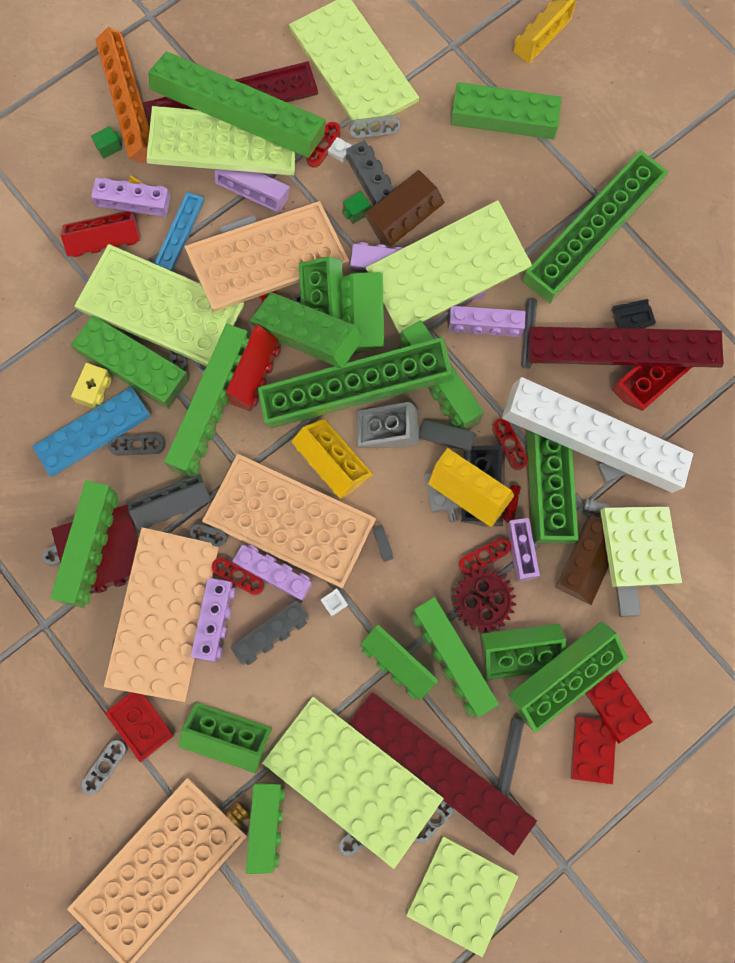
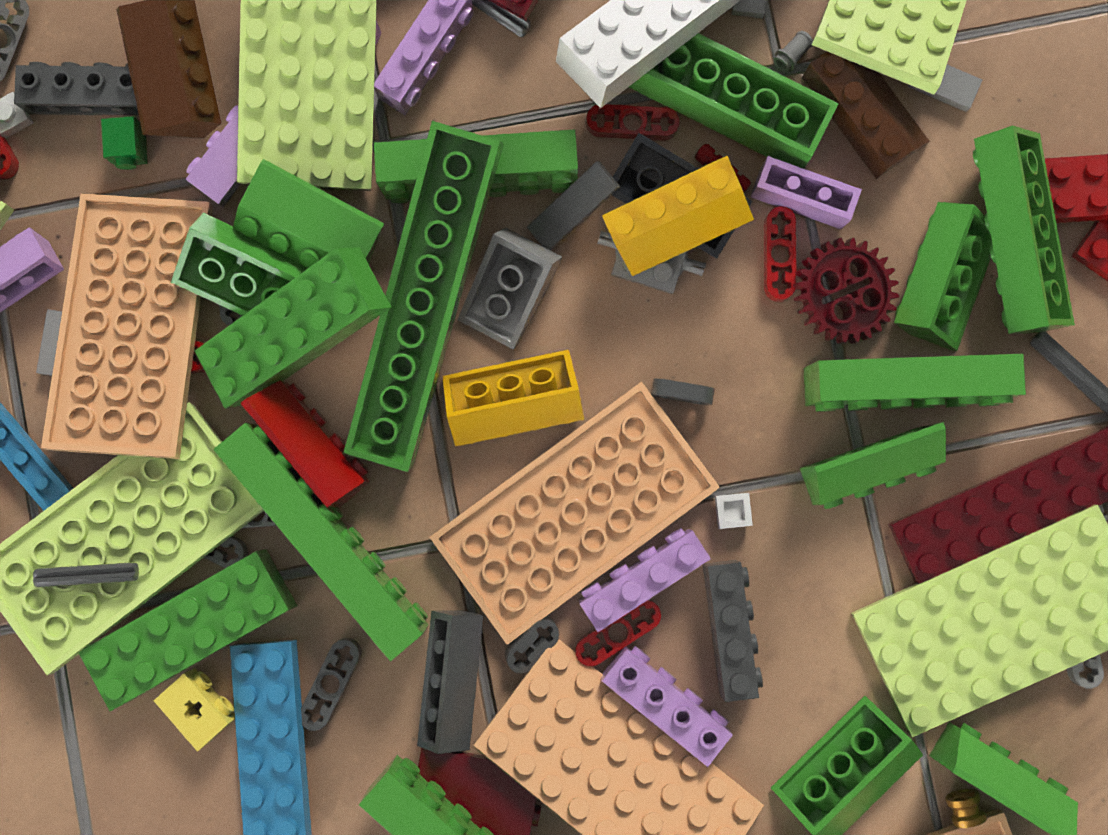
camera: 55 degrees left, 10 degrees up
(133, 298) = (85, 574): none -> dark grey axle

